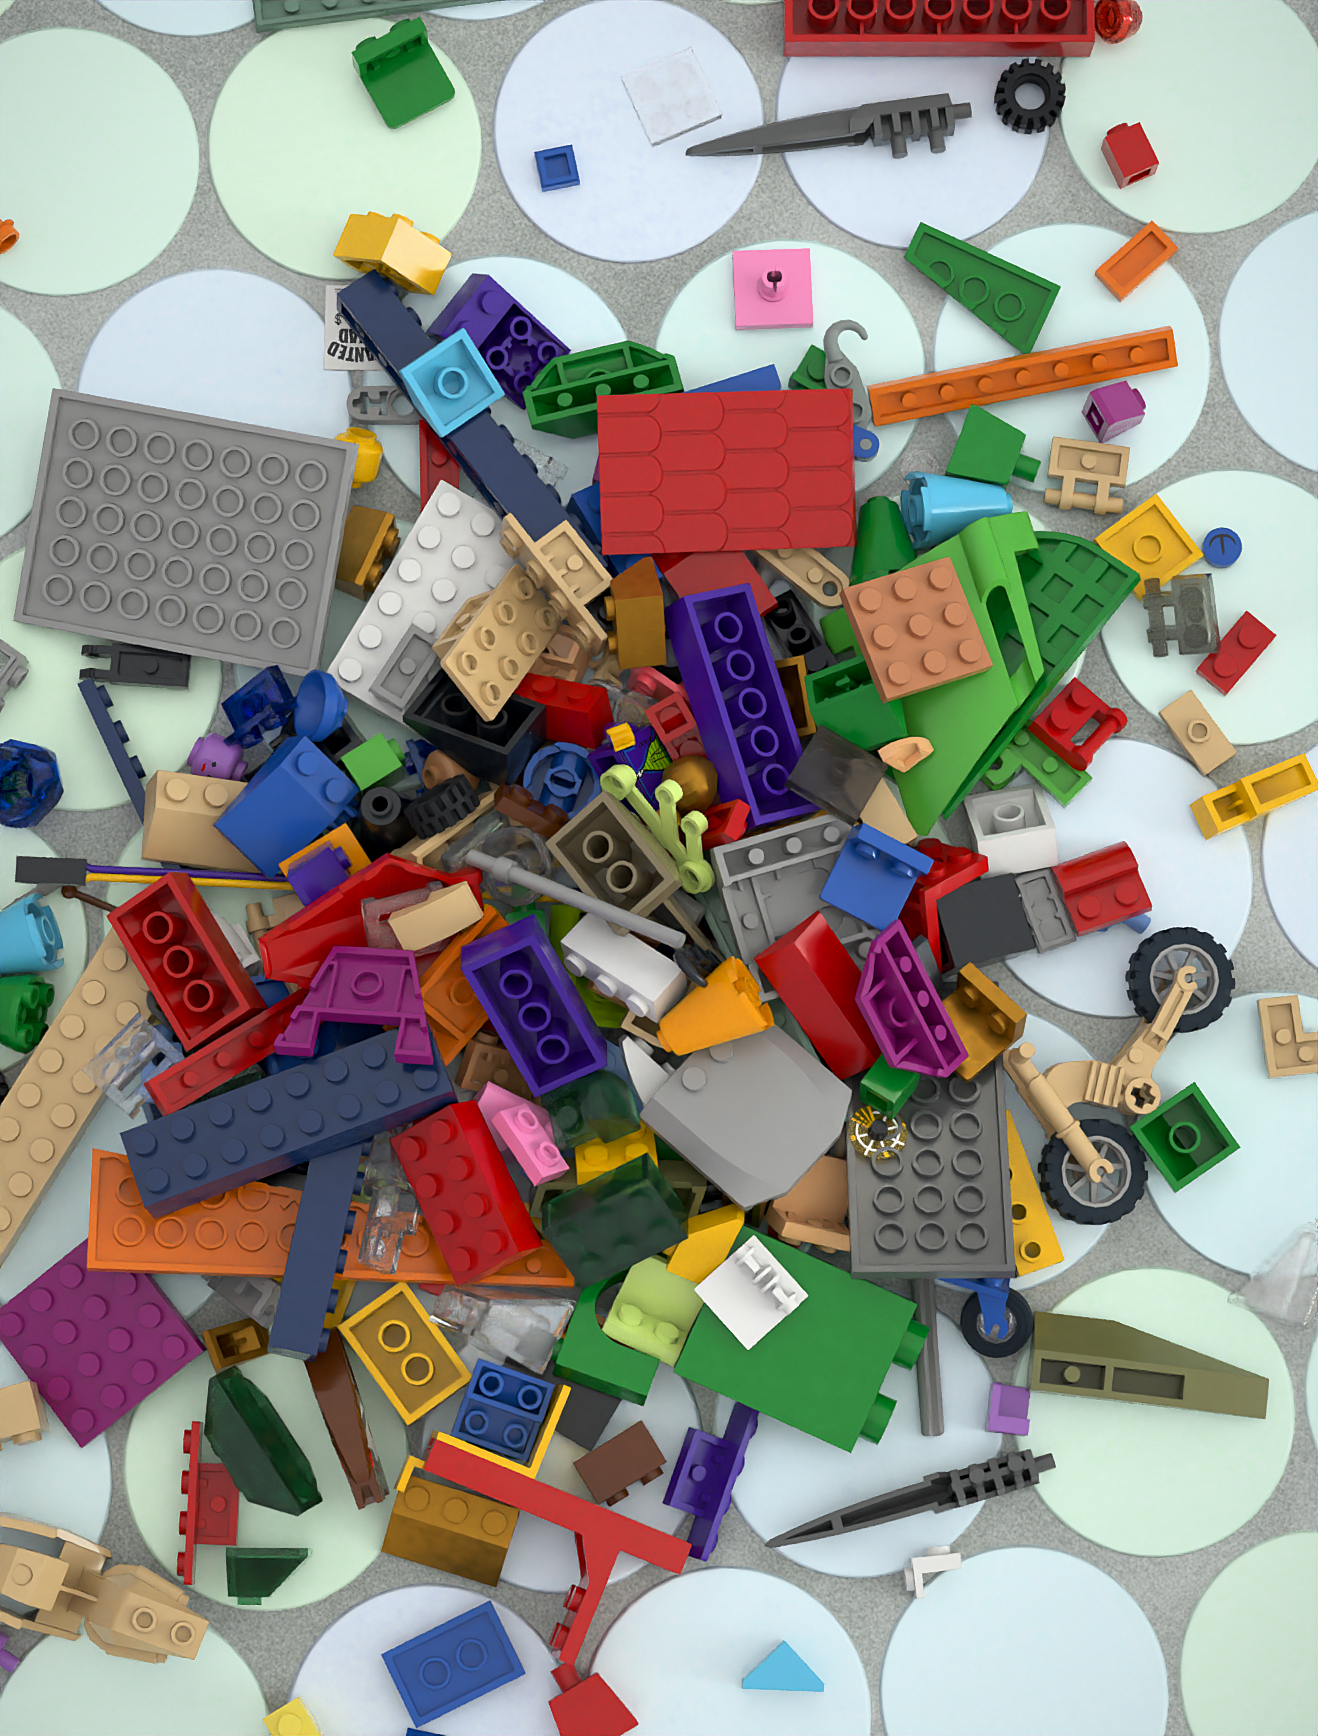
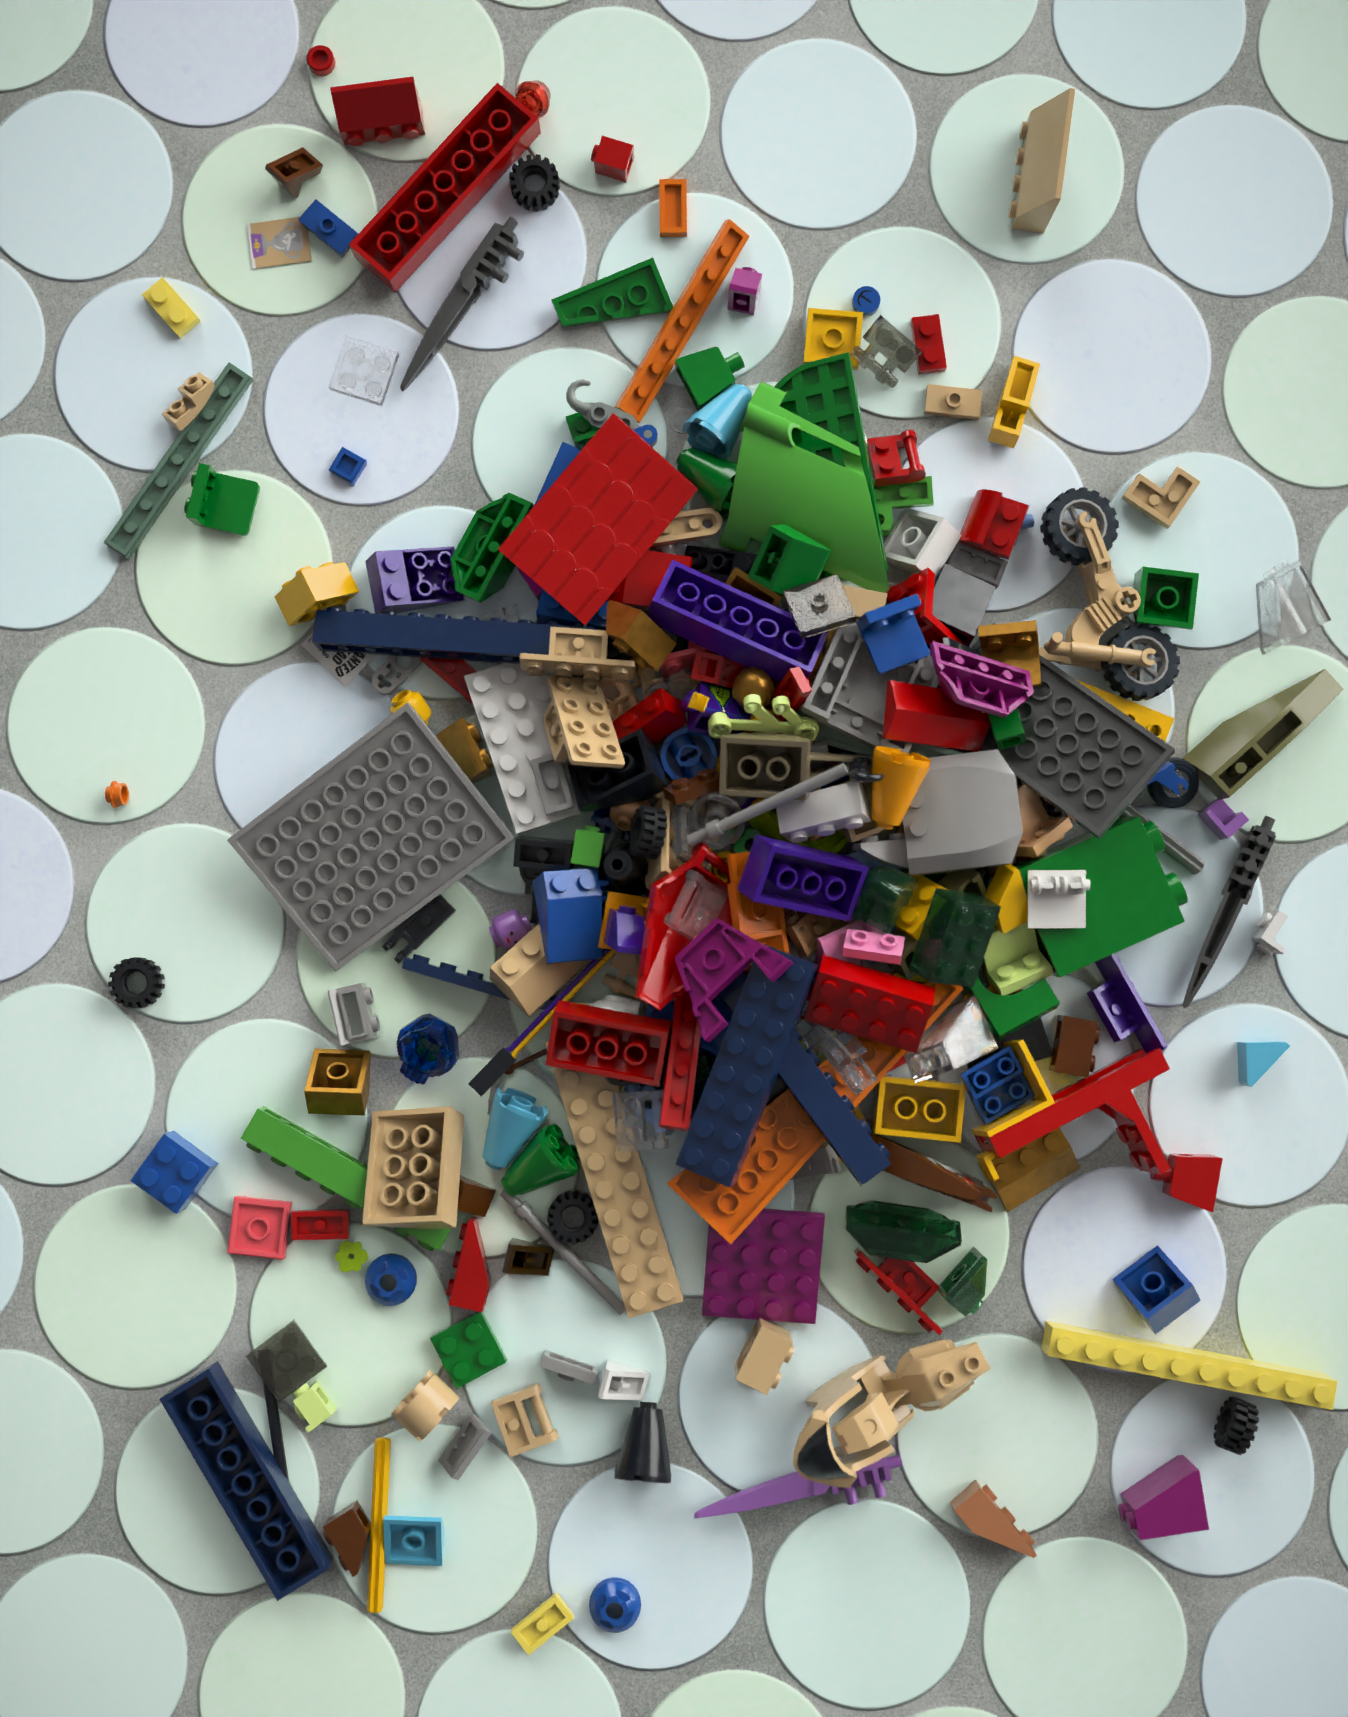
camera: 40 degrees left, 5 degrees up
(235, 1343) = (832, 1194): pearl gold slope -> none
(258, 707) = (501, 882): clear blue bracket -> none
(319, 706) = (532, 850): blue piece -> none
(437, 918) = (711, 888): tan slope -> none
(450, 383) = (417, 623): medium azure slope -> none
(453, 1664) = (1101, 1226): blue plate -> none
(772, 289) = (516, 411): bright pink tile -> none
(868, 1132) = (1022, 759): clear yellow piece -> none
(905, 752) = (838, 558): light nougat tile -> none
(915, 629) = (779, 493): nougat plate -> none
(1086, 463) = (761, 328): tan plate -> none

